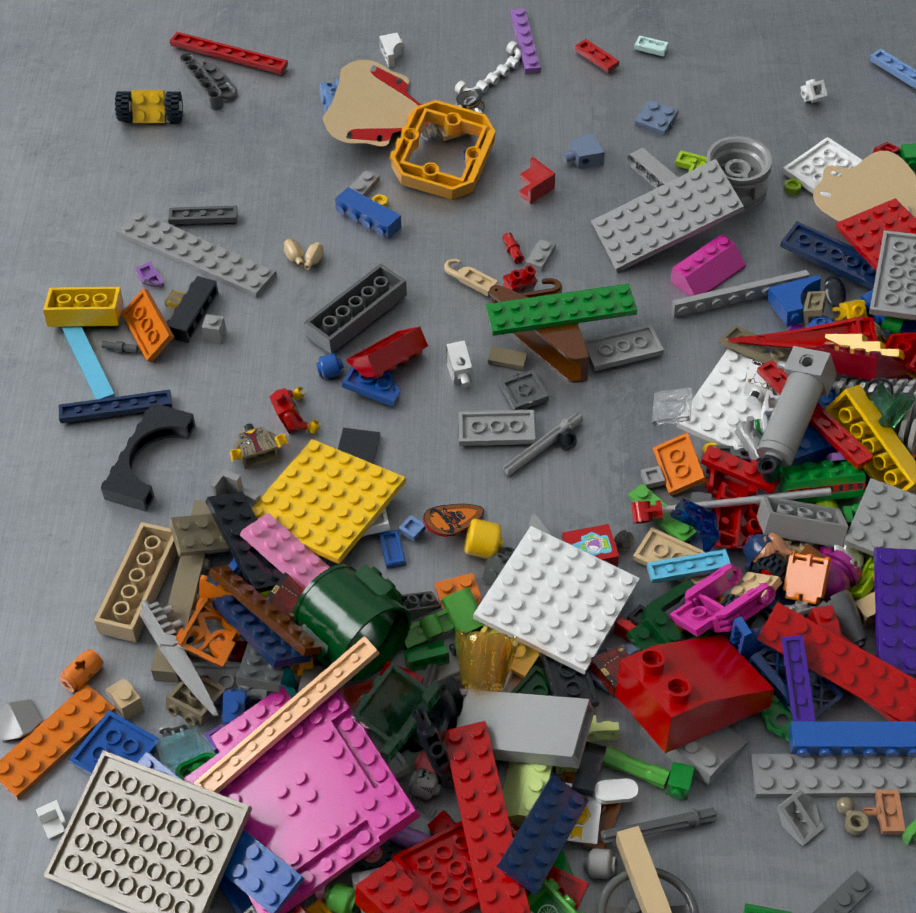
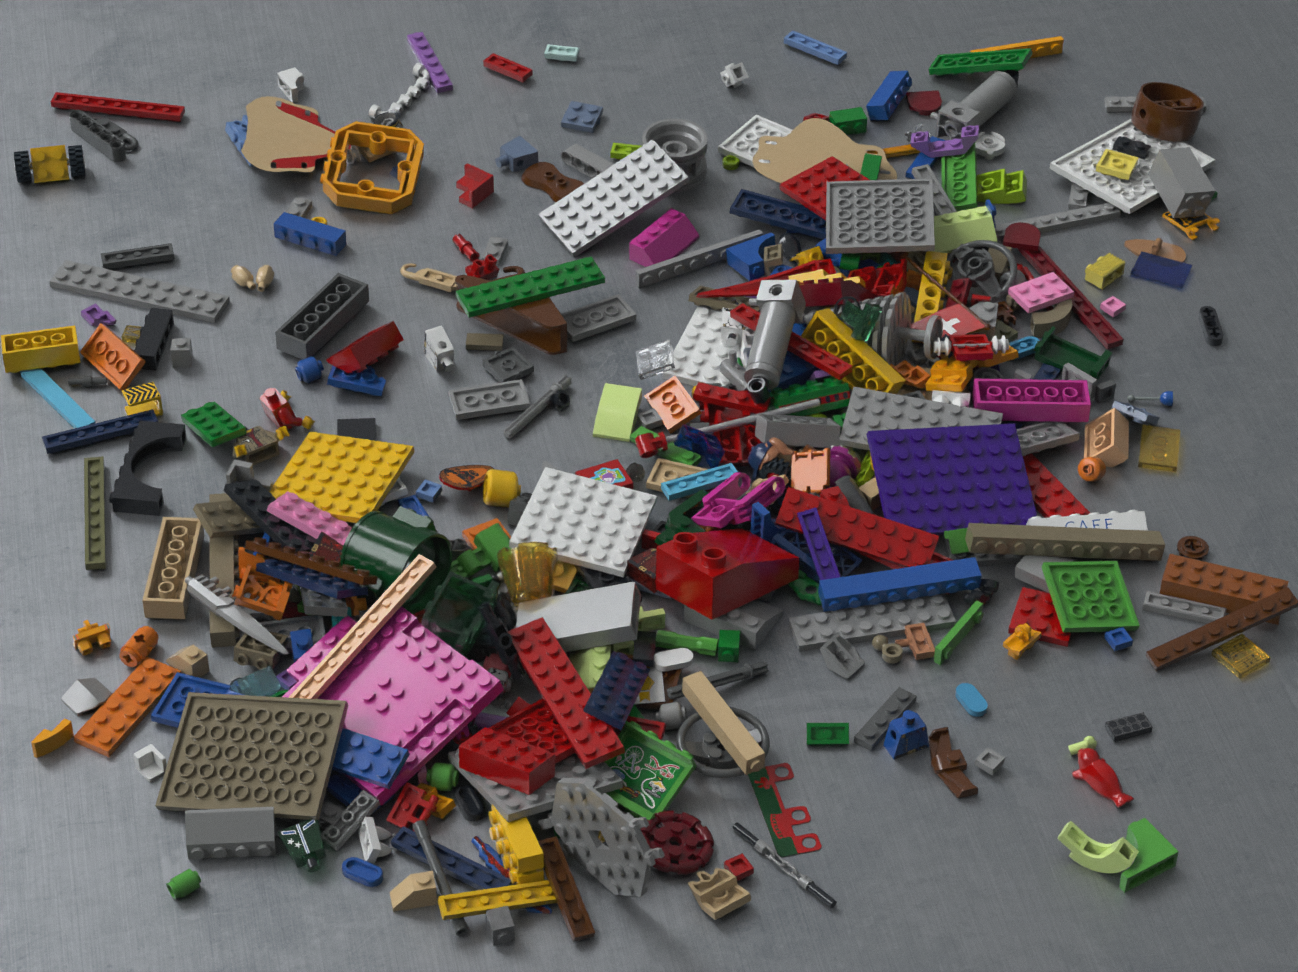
camera: 15 degrees left, 10 degrees down
(30, 653) = (90, 634): none -> light orange hips
(83, 501) = (94, 513): none -> olive plate
(162, 377) = (142, 399): none -> piece
(221, 416) = (213, 424): none -> green plate
(610, 182) = (550, 180): none -> reddish brown plate
(621, 464) = (617, 412): none -> yellowish green slope

